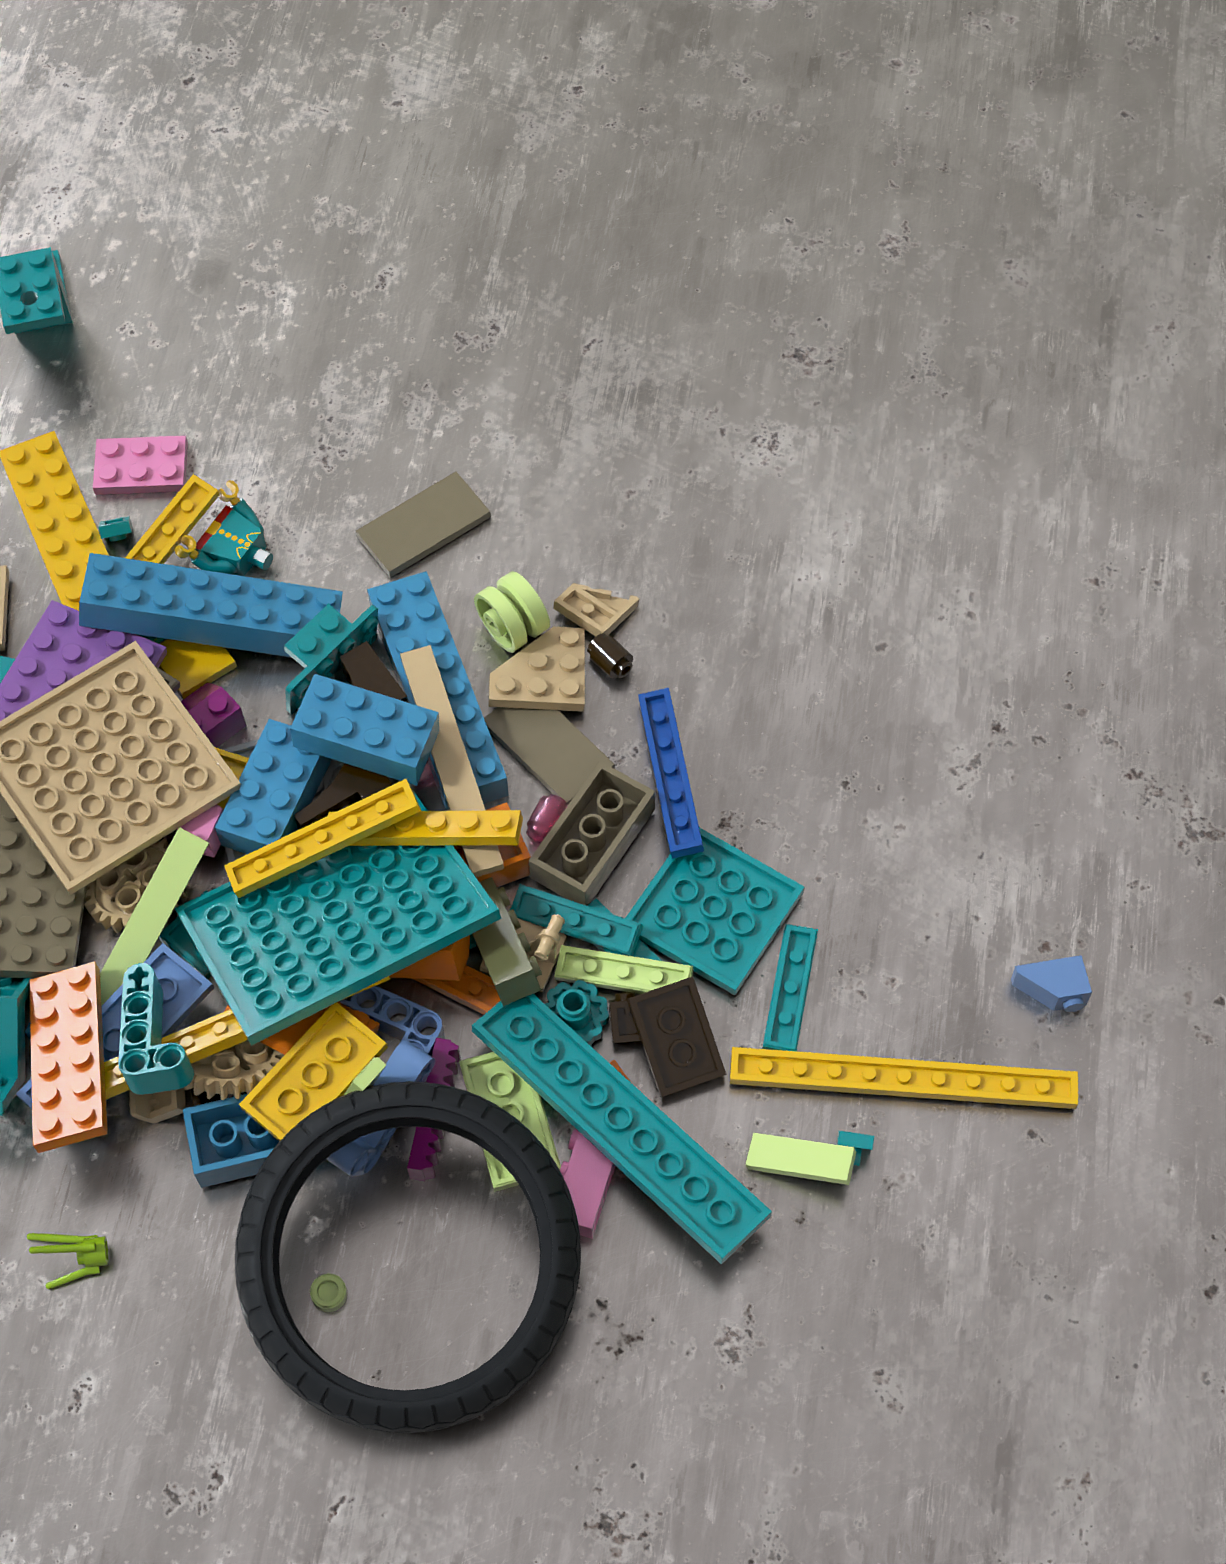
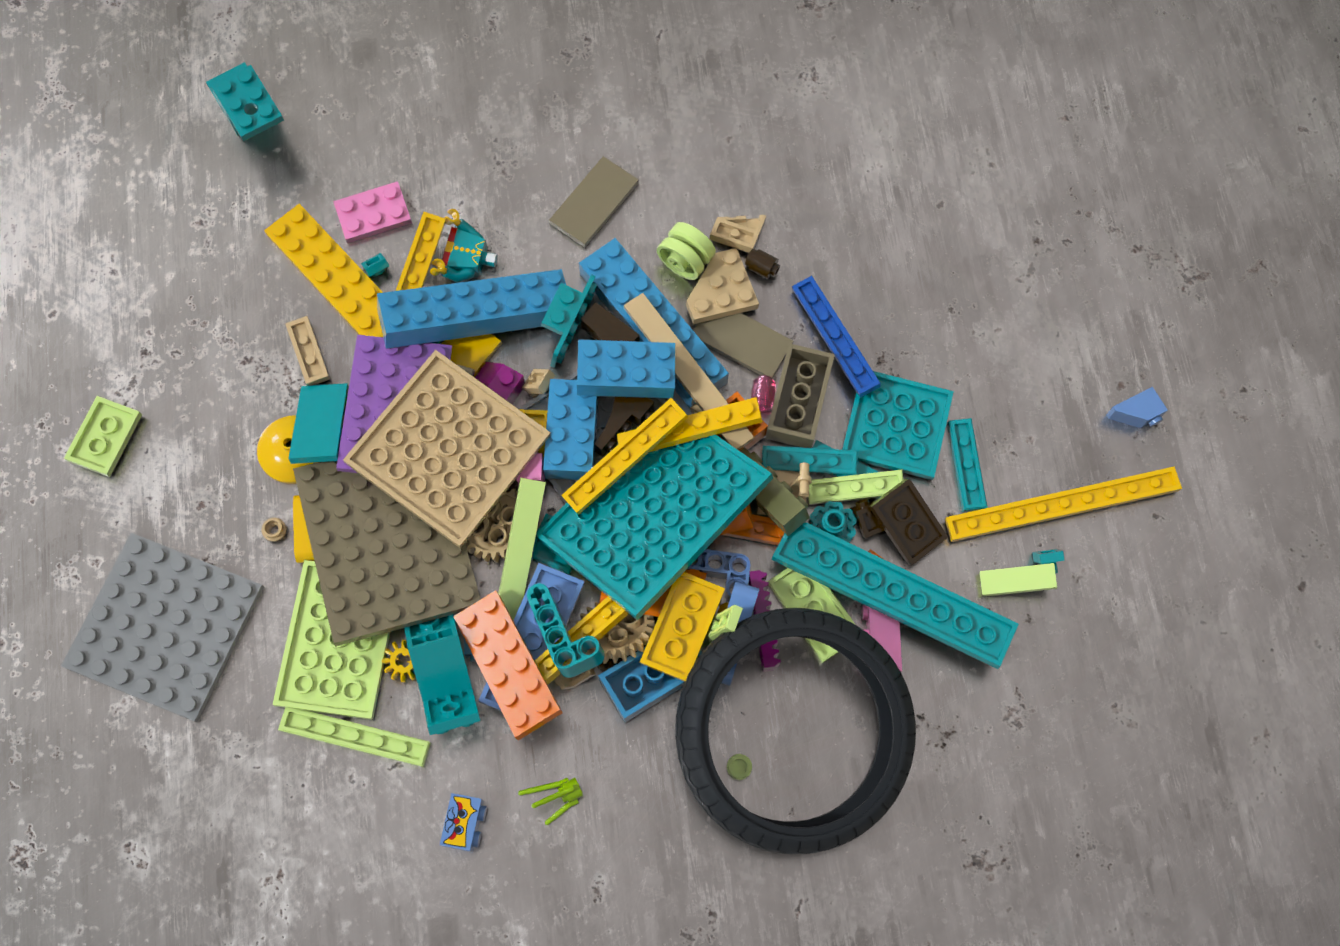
camera: 20 degrees left, 10 degrees up
(255, 722) = (538, 382): none -> tan bracket

